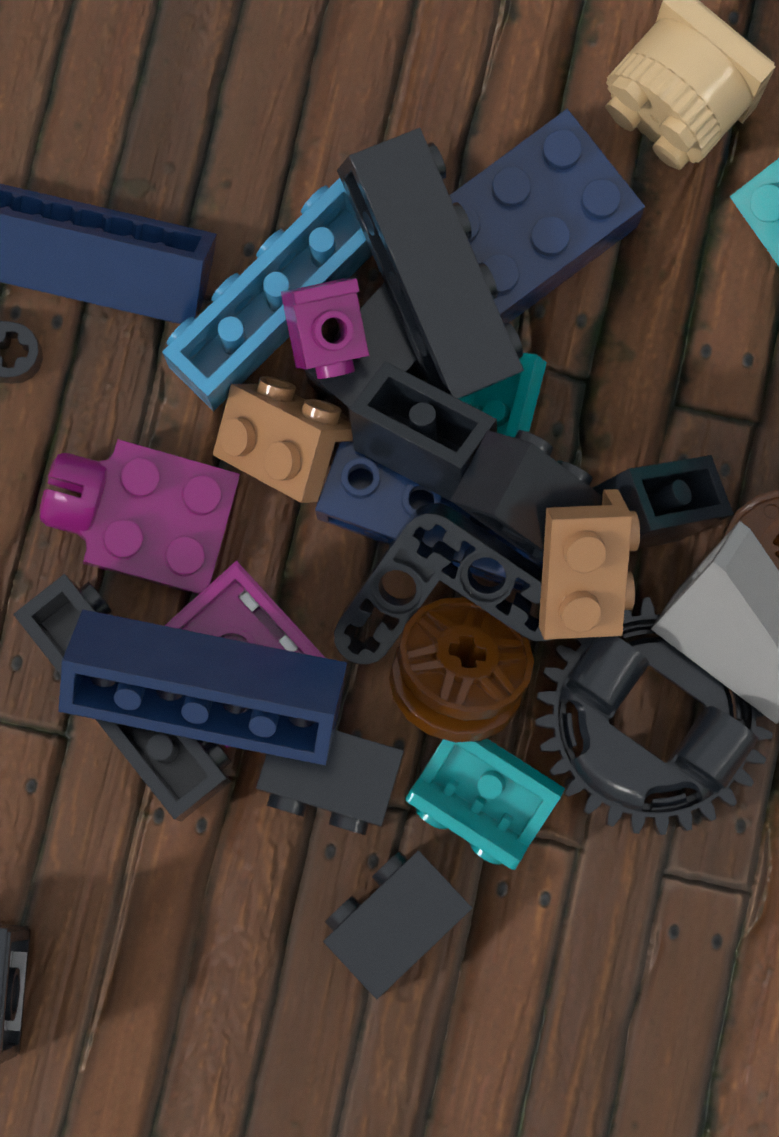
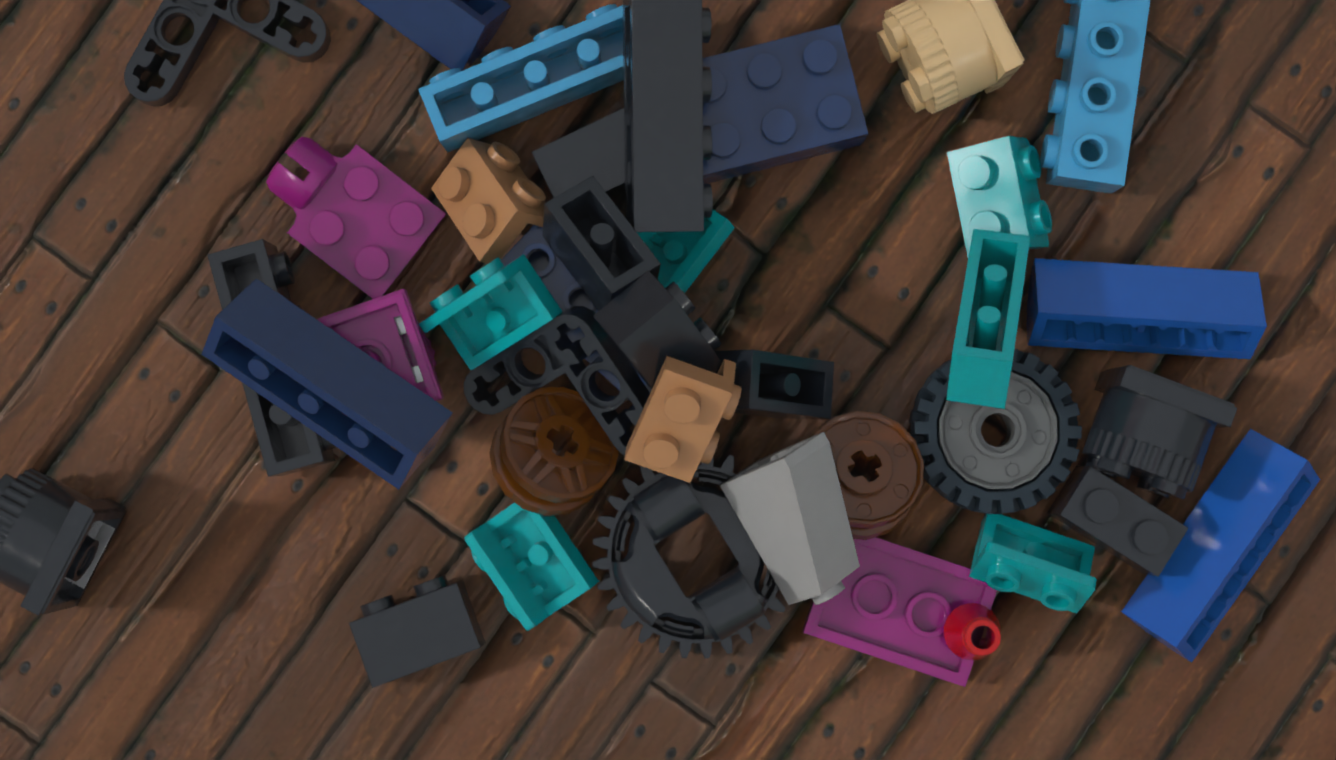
camera: 20 degrees right, 5 degrees up
(306, 312) = (553, 104): magenta brick -> none
(340, 548) = (495, 312): none -> teal bracket
(352, 784) = (427, 505): black brick -> none

